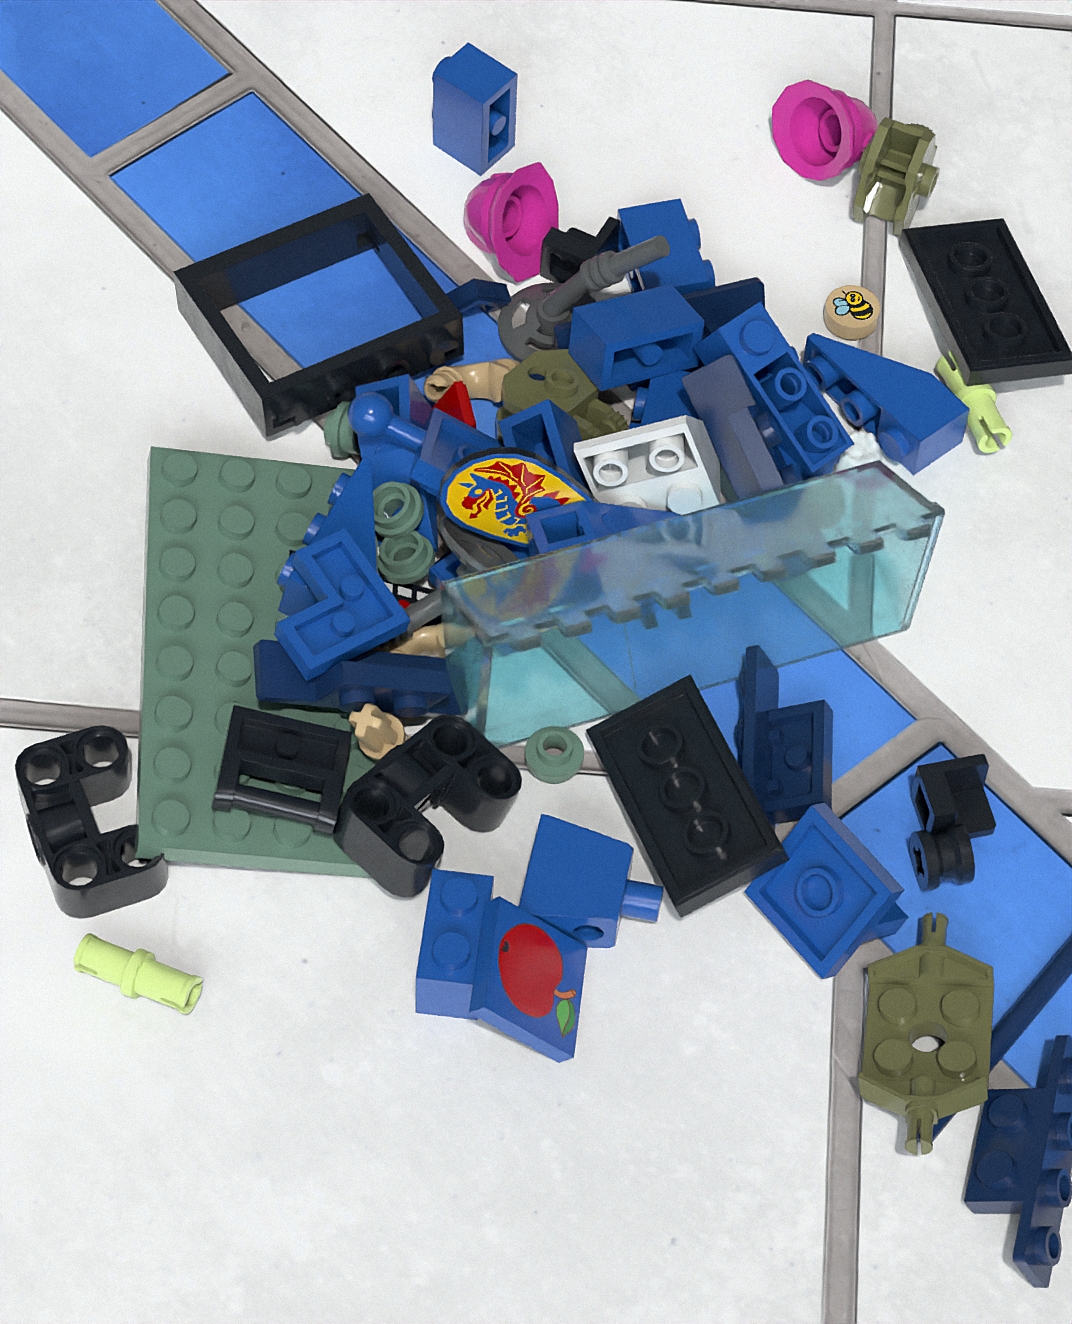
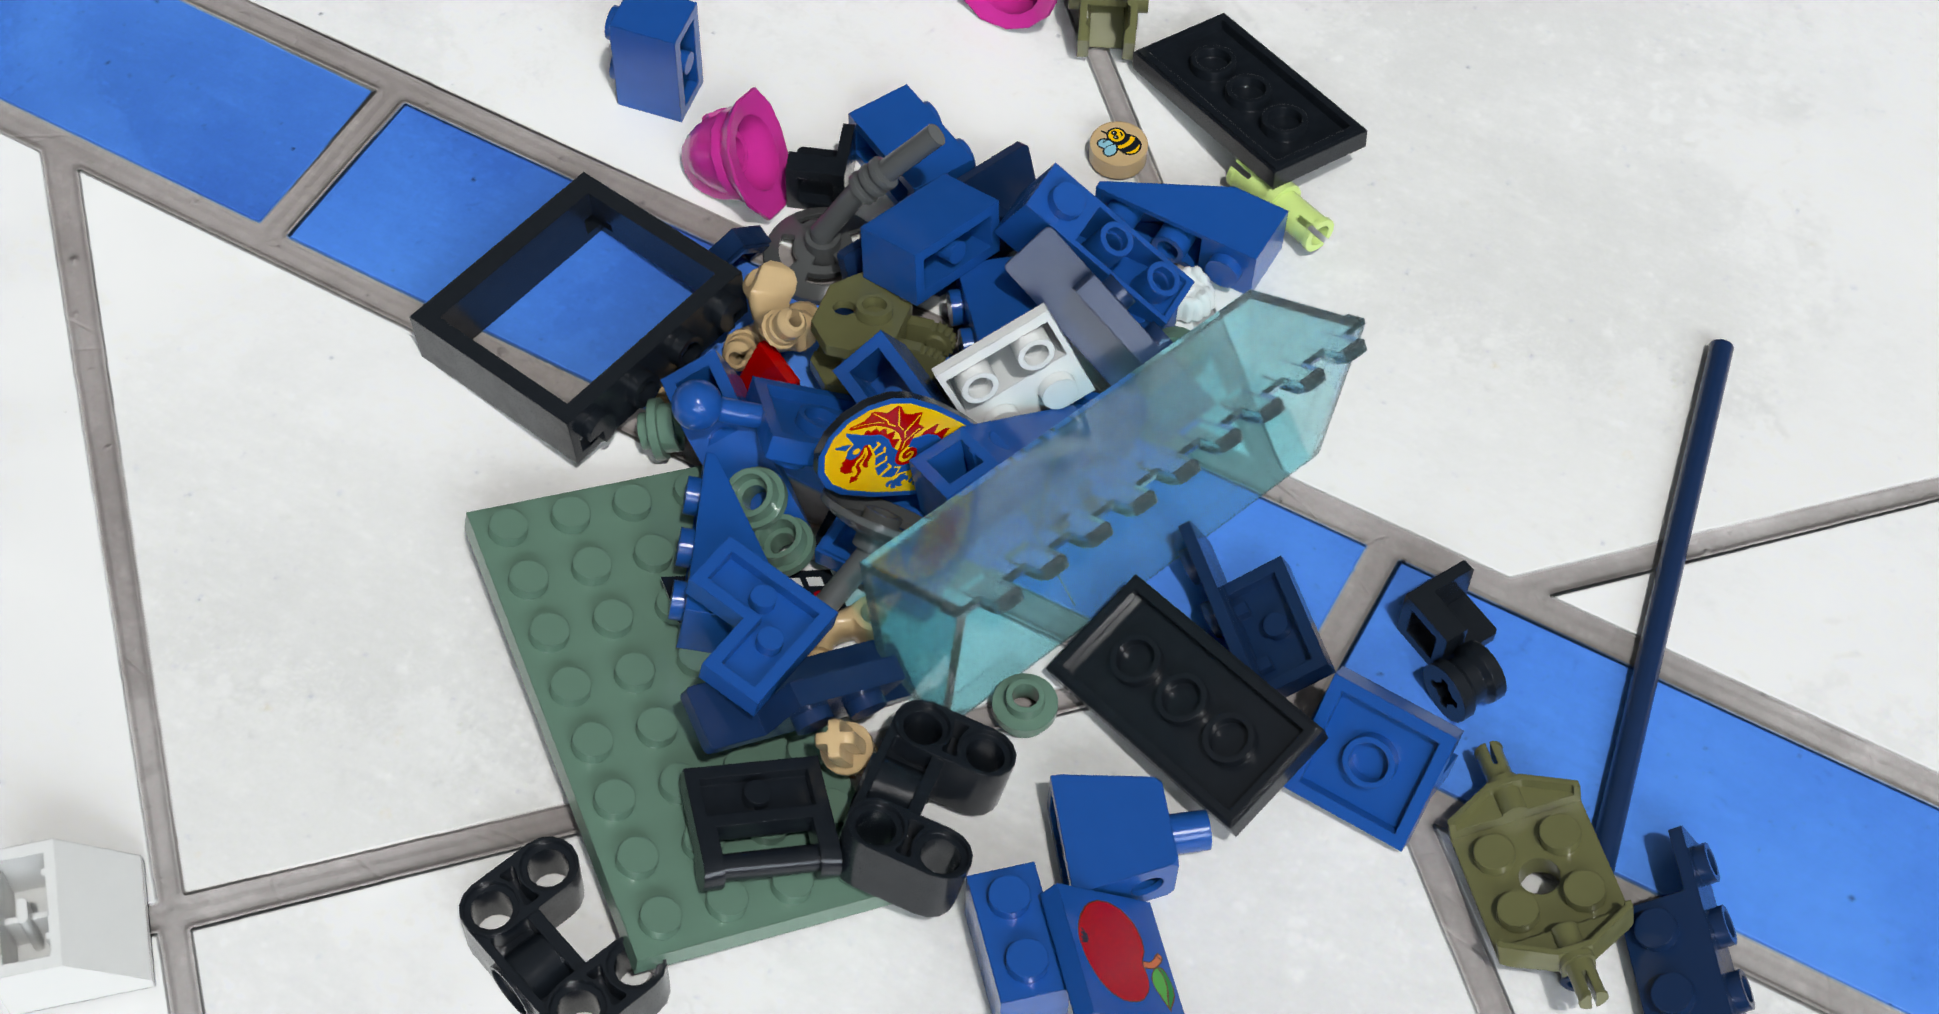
camera: 20 degrees left, 0 degrees up
(479, 345) = (769, 298): none -> tan piece

